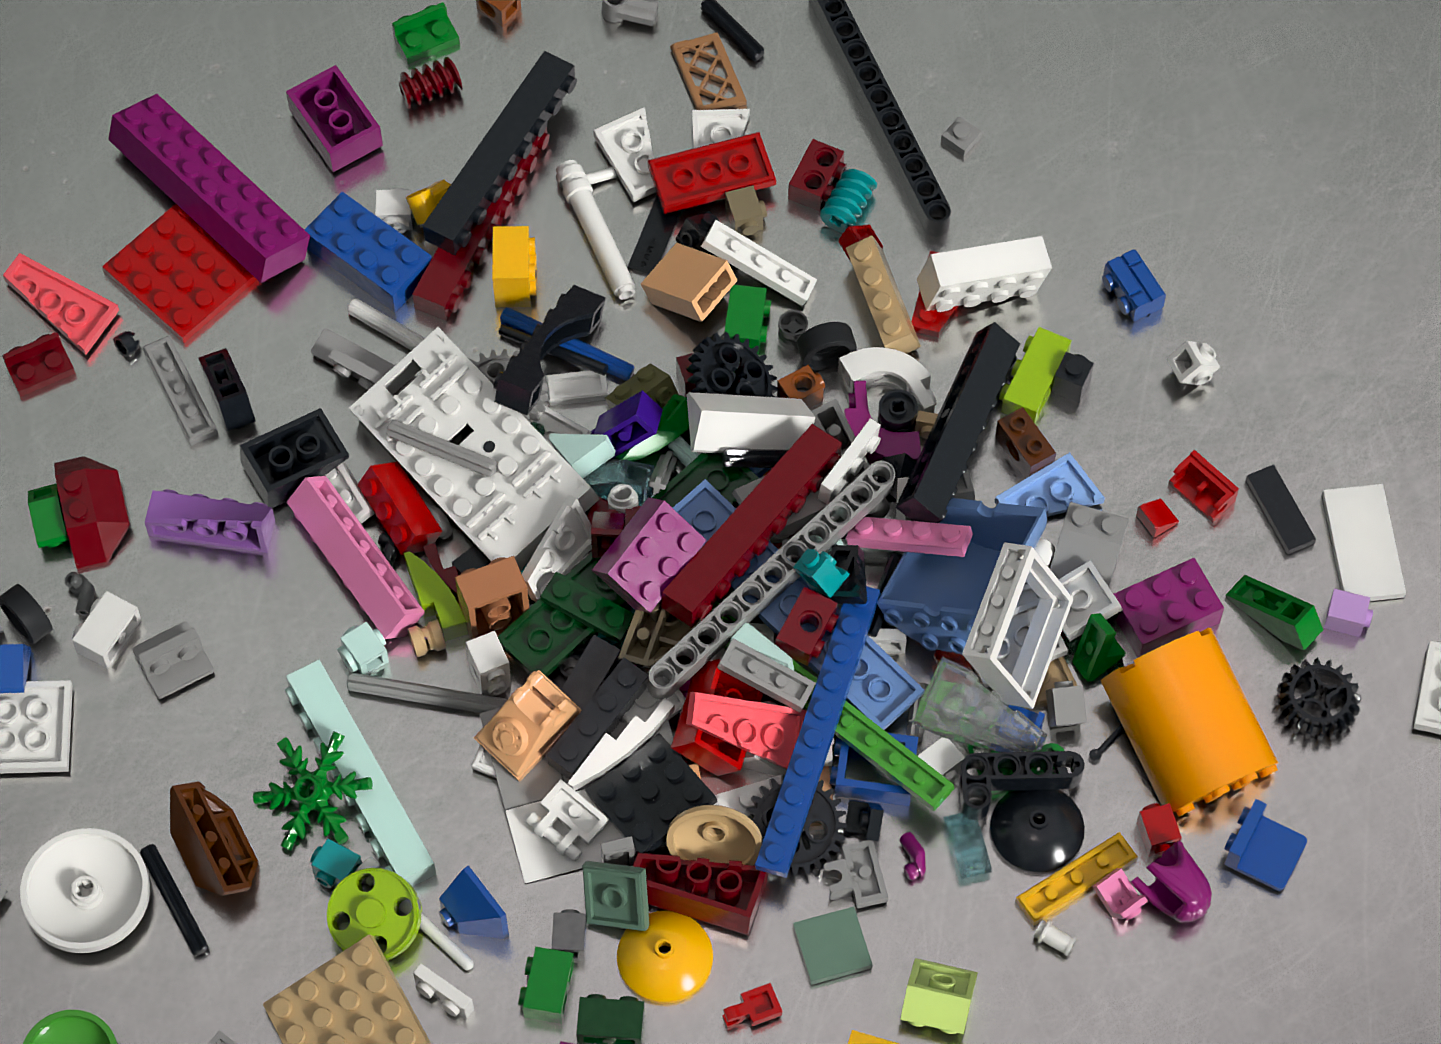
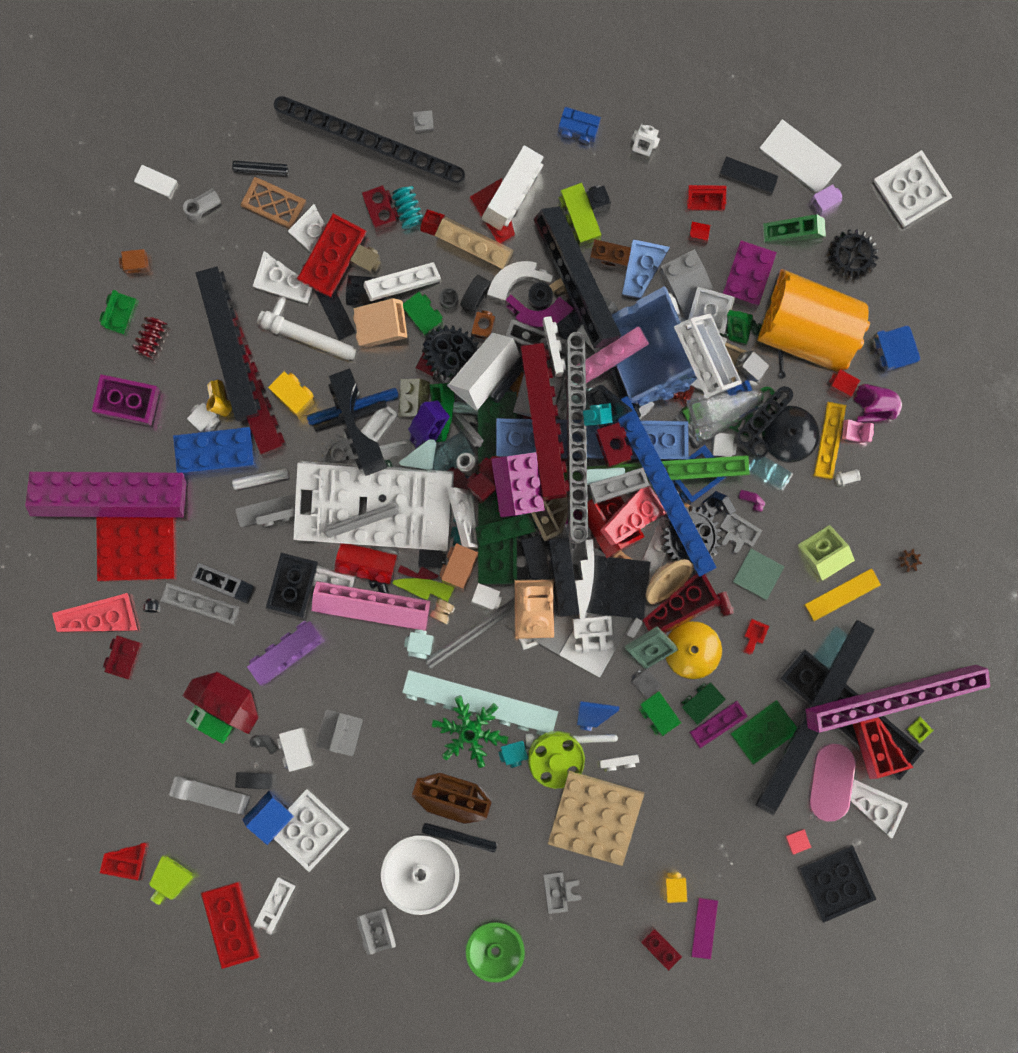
camera: 50 degrees left, 20 degrees up
(757, 937) = (725, 605): none -> dark red pin

